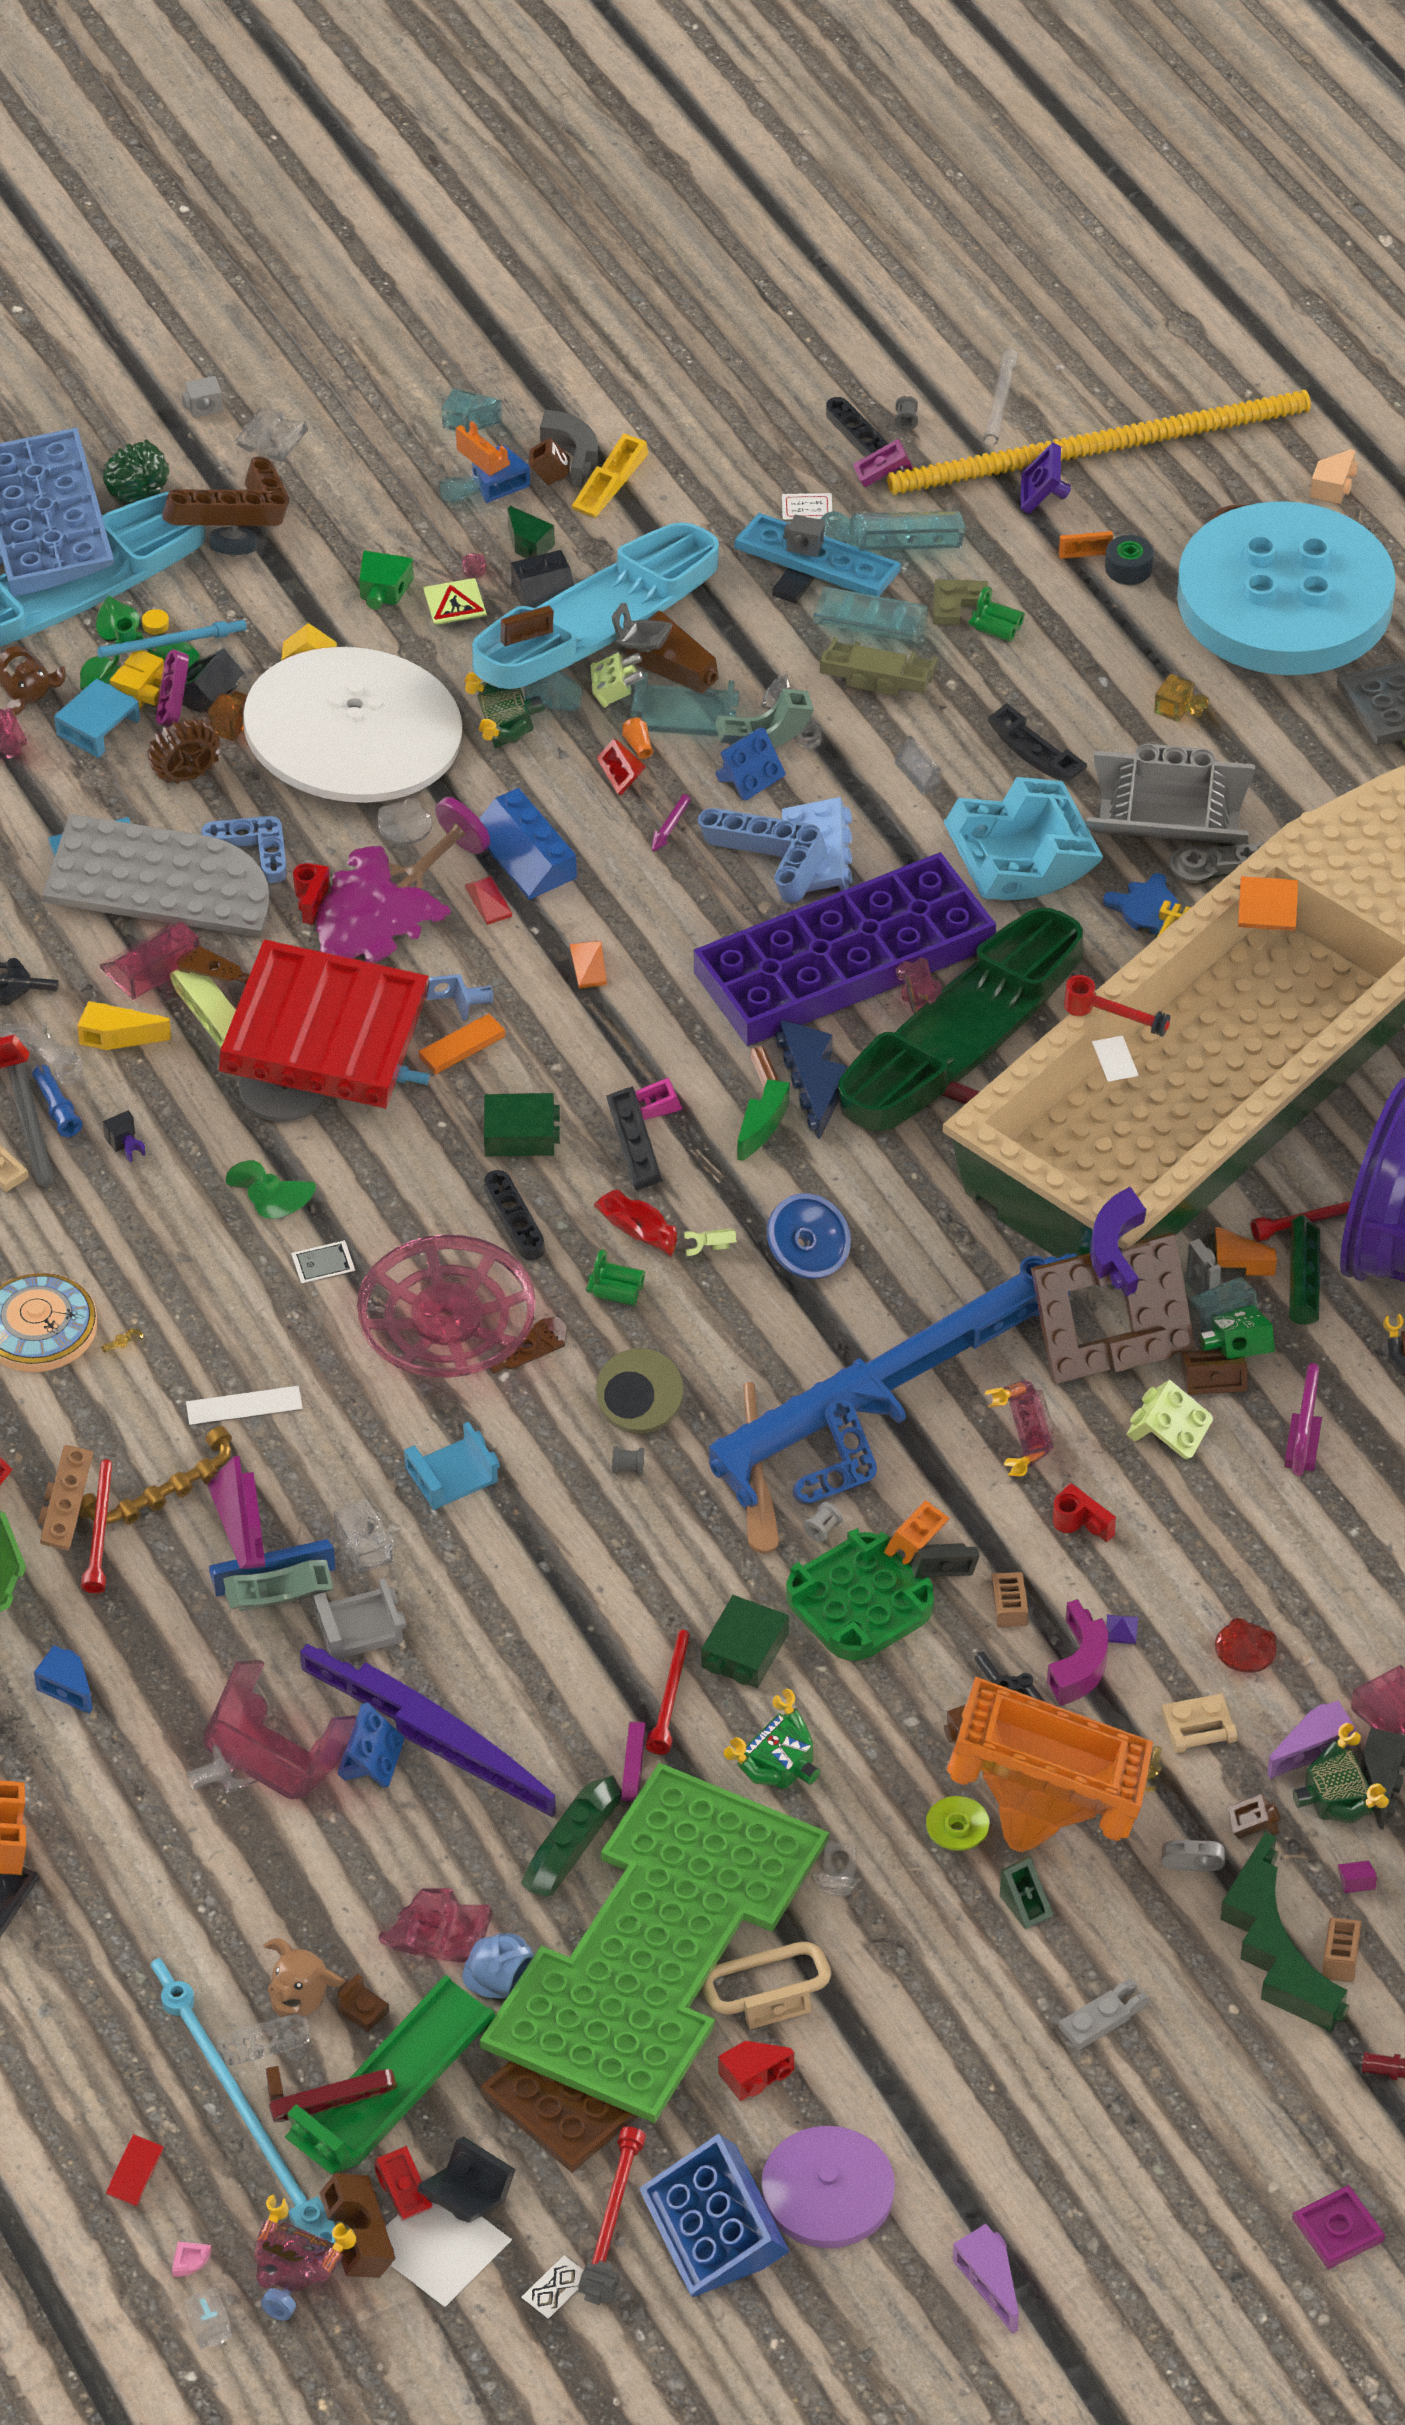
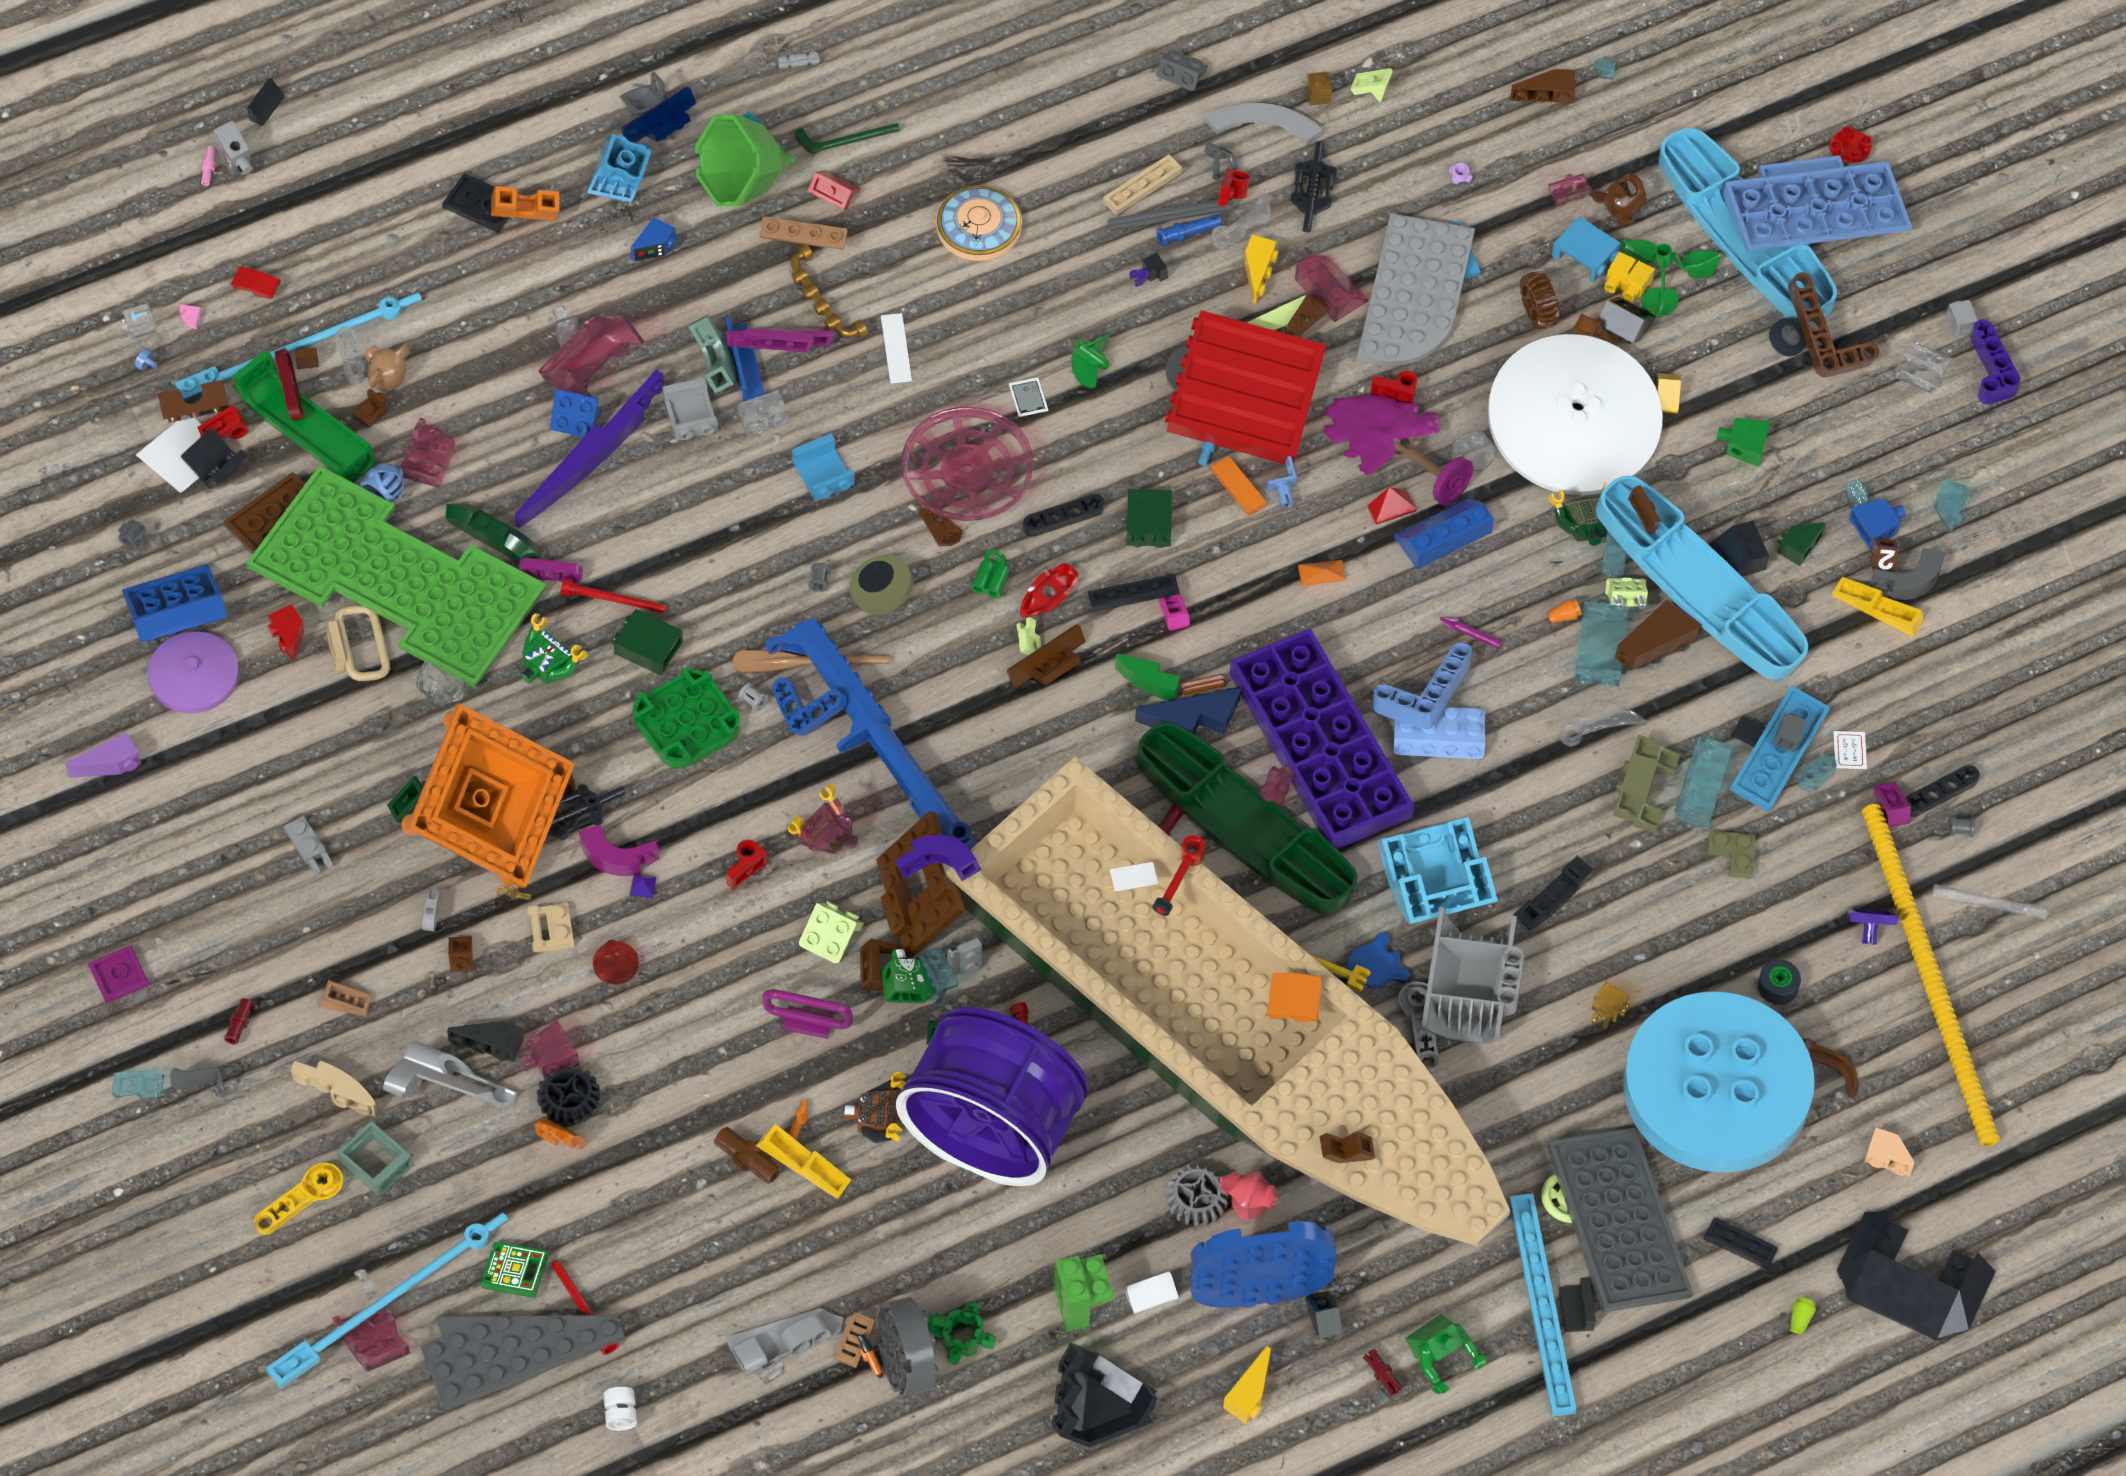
camera: 90 degrees right, 10 degrees up
(93, 1578) = (741, 256): red piece -> none
(121, 1340) = (957, 273): clear yellow hand -> none
(136, 472) = (1857, 267): dark green hair -> none
(155, 622) = (1699, 289): yellow tile -> none
(172, 688) = (1610, 292): magenta beam -> none
(218, 630) = (1686, 328): dark azure bar -> none
(262, 838) = (1457, 360): medium blue beam -> none
(269, 370) = (1984, 340): none -> dark purple beam
(295, 2256) = (172, 360): clear pink torso -> none
(454, 601) = (1720, 488): yellowish green piece -> none
(473, 559) = (1770, 500): clear pink bush -> none
(480, 450) = (1885, 500): orange hinge -> none
(554, 2287) = (142, 513): white sticker -> none
(620, 766) = (1535, 601): red slope -> none
(630, 2143) = (239, 557): red piece -> none
(639, 634) = (1659, 604): dark grey piece -> none
(743, 1209) = (1049, 660): none -> reddish brown bracket
(751, 764) = (1528, 686): blue bracket -> none
(781, 722) = (1571, 702): sand green arch -> none
(821, 1229) = (1008, 690): blue dish -> none
(908, 530) = (1809, 814): clear light blue brick -> none
(917, 1531) = (731, 751): orange hinge -> none
(918, 766) = (1531, 810): clear slope -> none
(945, 1560) = (713, 770): pearl dark grey panel -> none
(995, 618) = (1706, 876): green piece -> none
(1014, 1615) = (676, 806): medium nougat slope -> none
(1084, 544) = (1803, 949): orange slope -> none
(1241, 1252) = (999, 992): orange slope -> none
(1290, 1978) = (382, 944): dark green arch -> none
(1309, 1739) = (527, 997): medium lavender slope -> none
(1337, 1783) = (480, 1005): dark green torso -> none
(1357, 1876) = (406, 1015): magenta slope -> none

